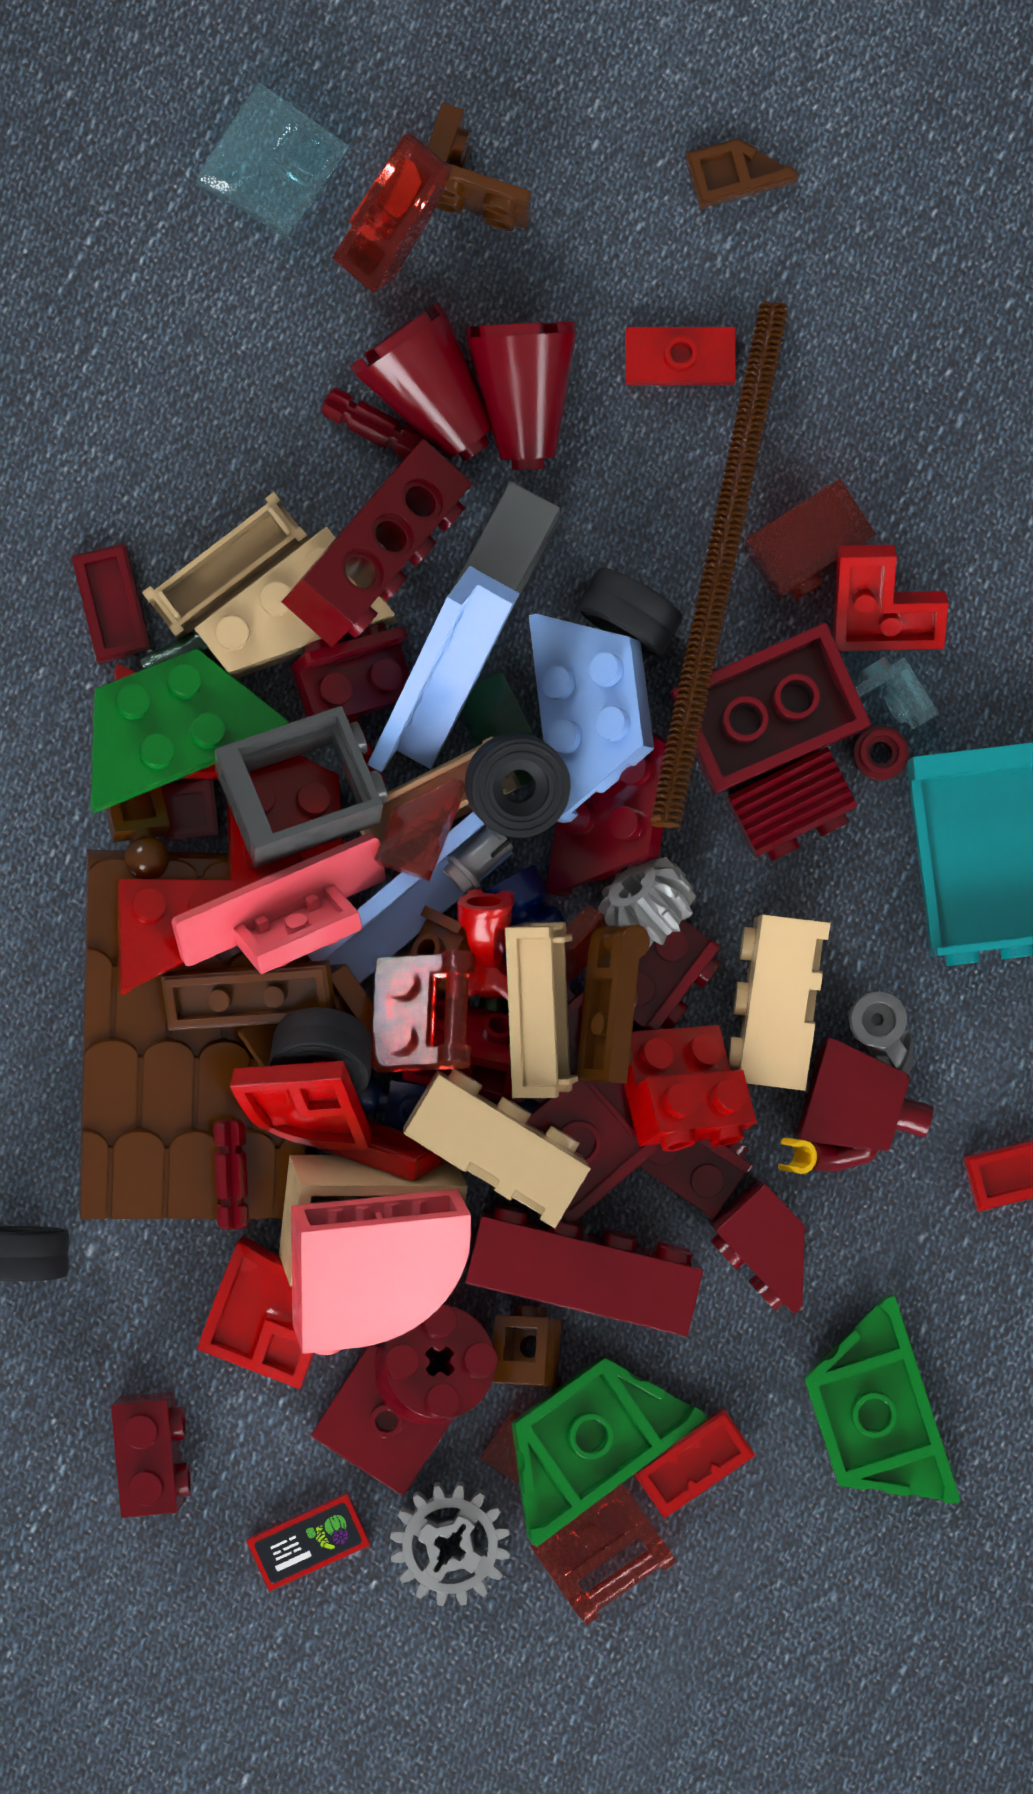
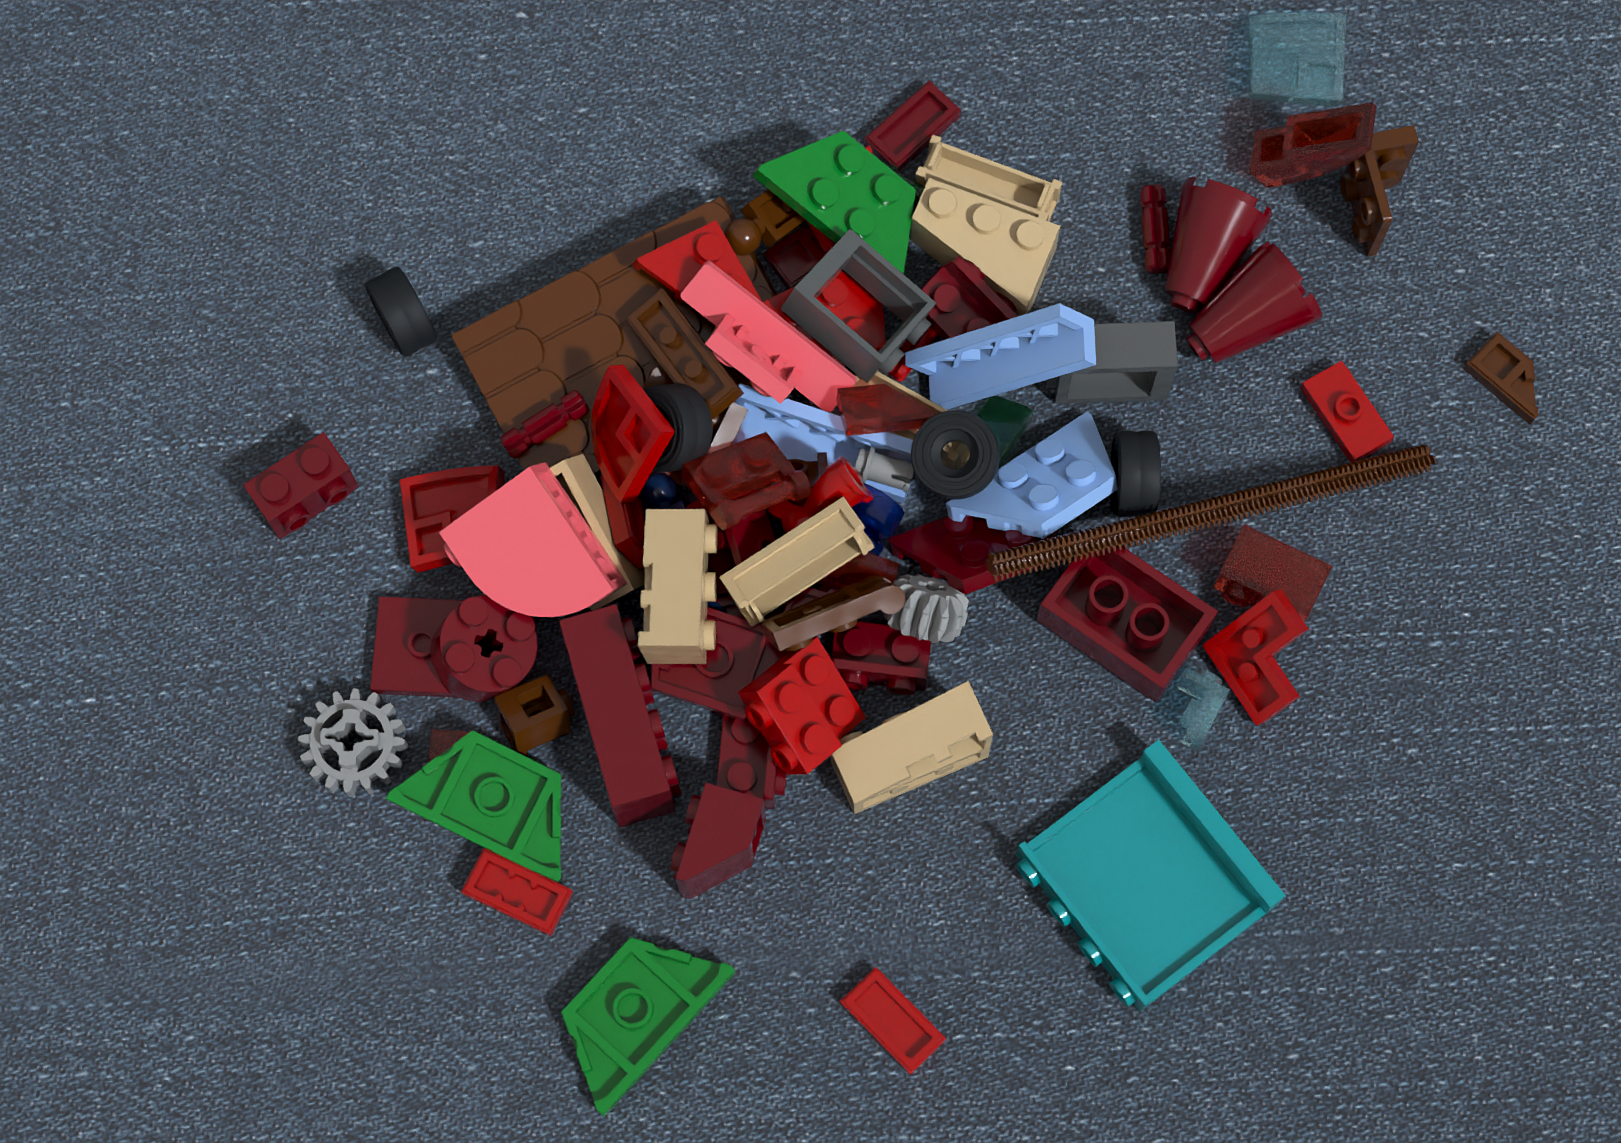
camera: 60 degrees right, 15 degrees down
(308, 1541) = (298, 642): tile -> none
(325, 594) = (1133, 271): dark red brick -> none
(596, 1538) = (417, 848): clear red plate -> none
(791, 804) = (1066, 677): dark red brick -> none
(859, 1097) = (871, 850): dark red torso -> none
(898, 752) = (1153, 711): dark red plate -> none

